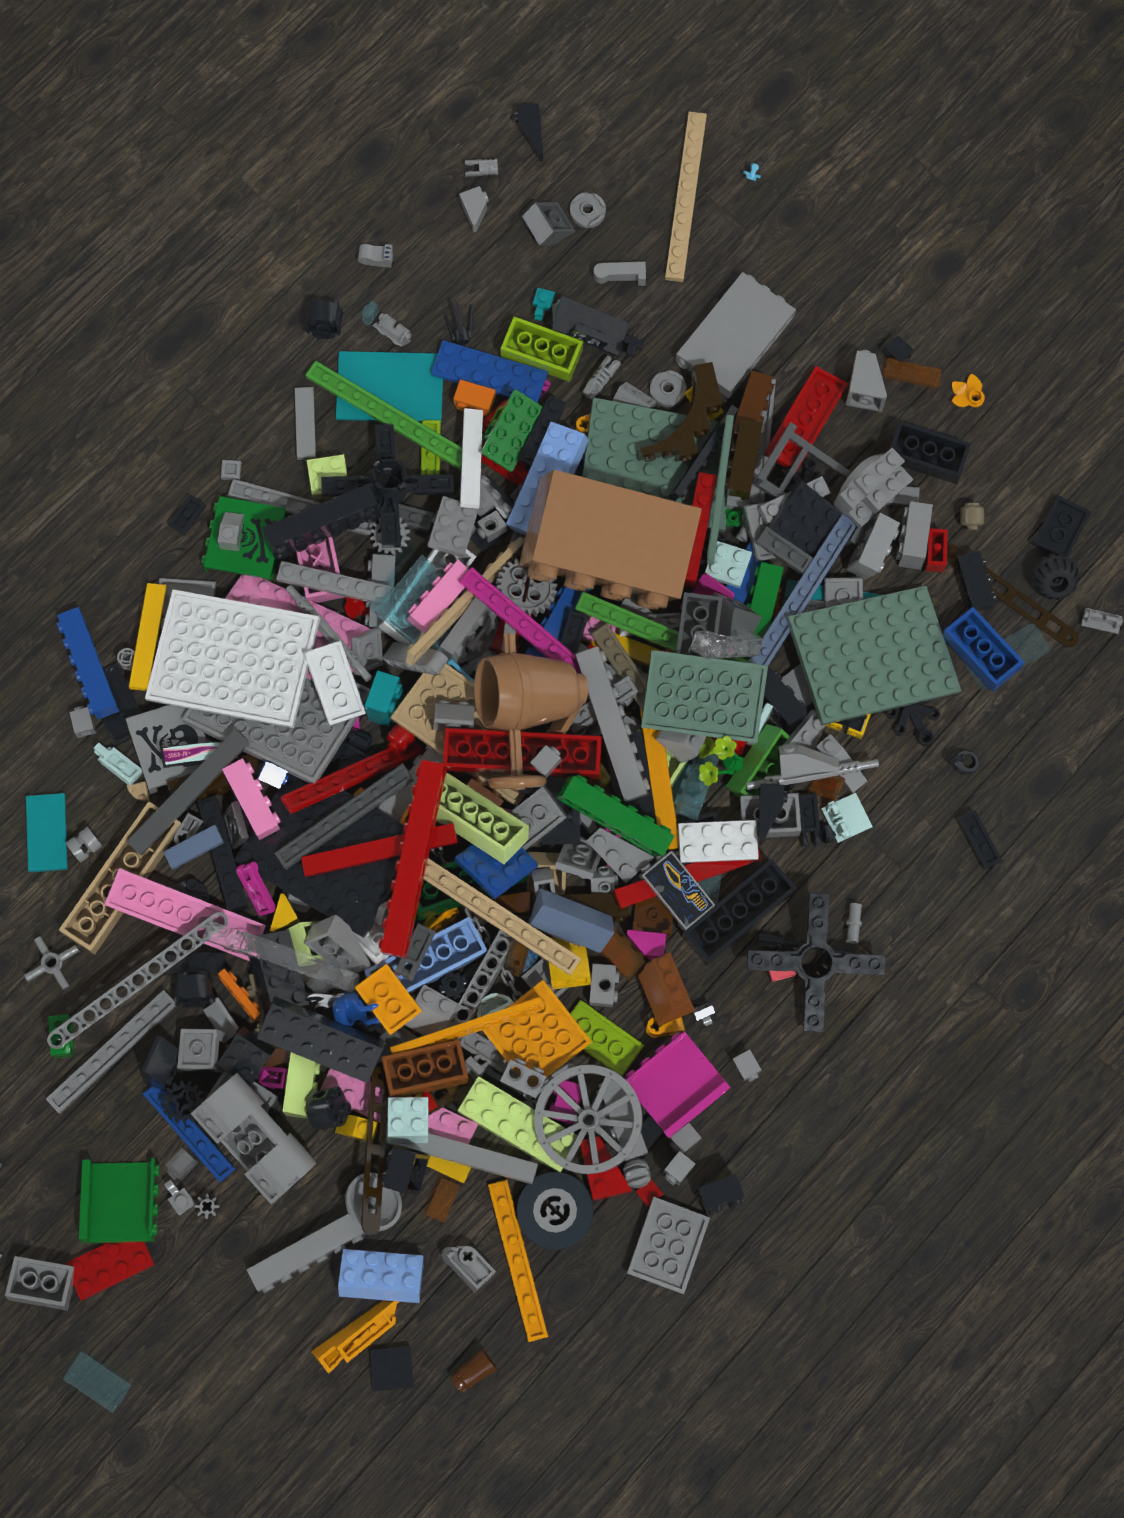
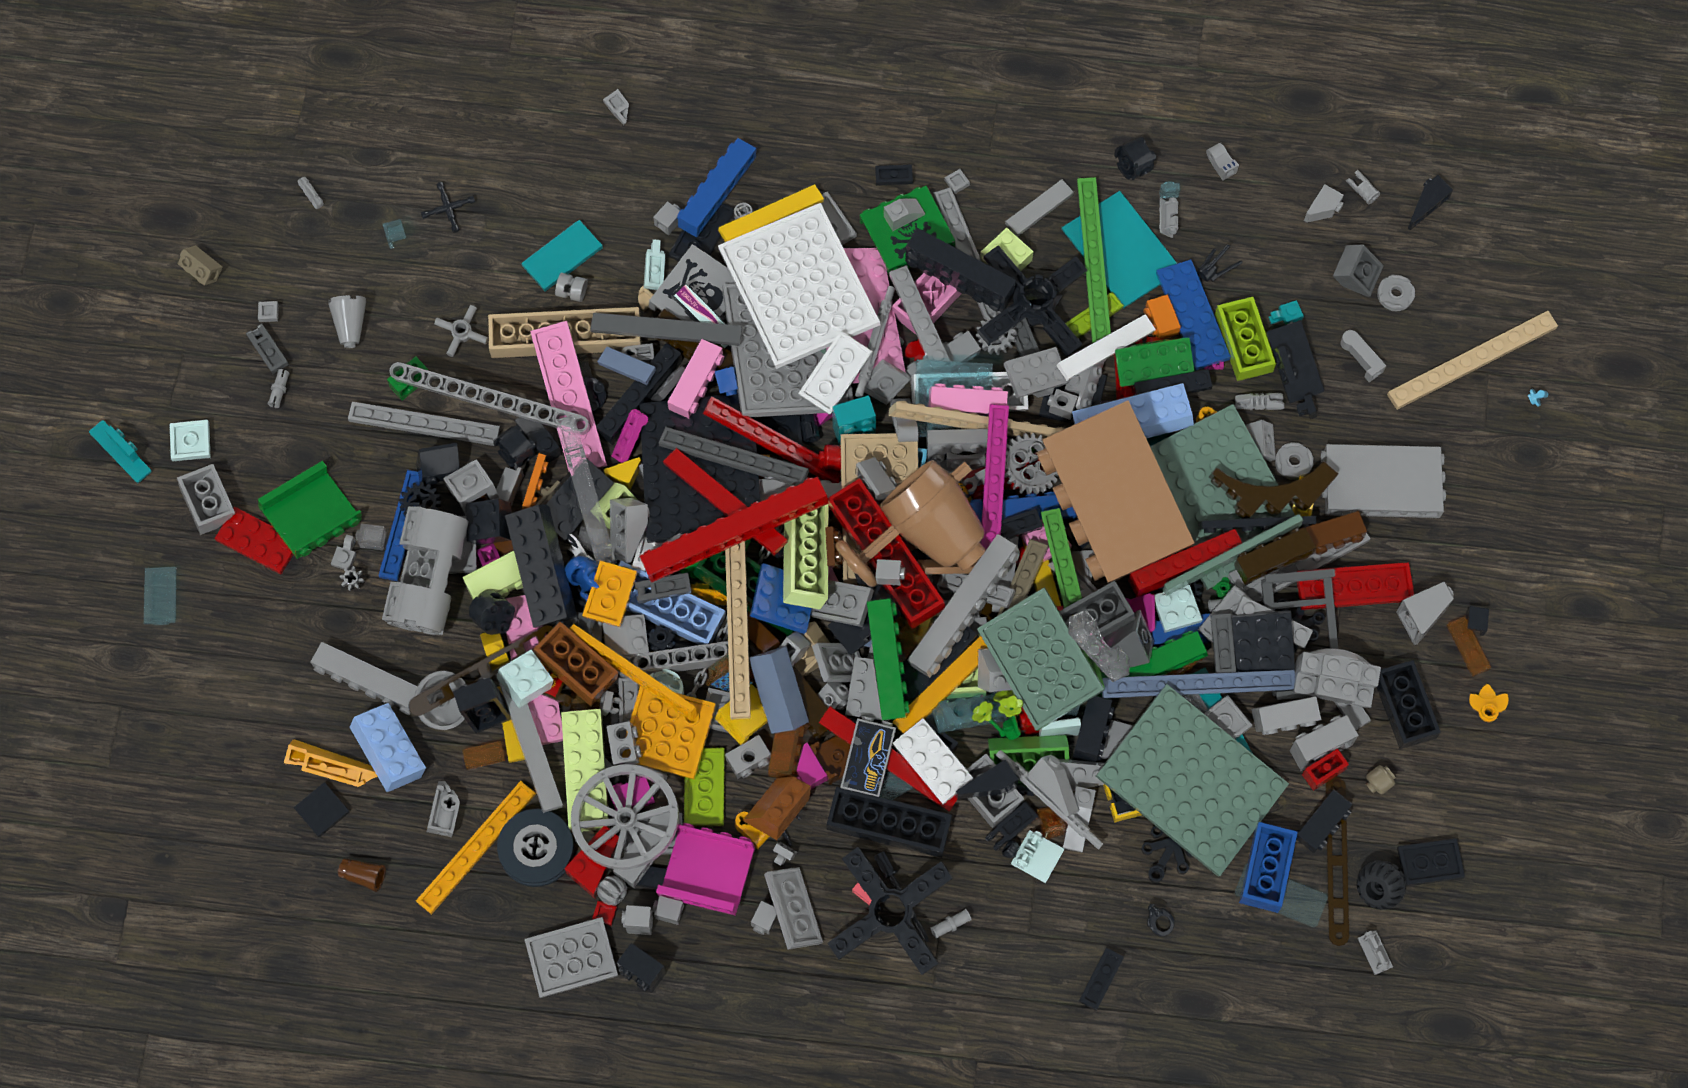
camera: 55 degrees right, 5 degrees down
(755, 1037) = (793, 908): none -> light grey tile

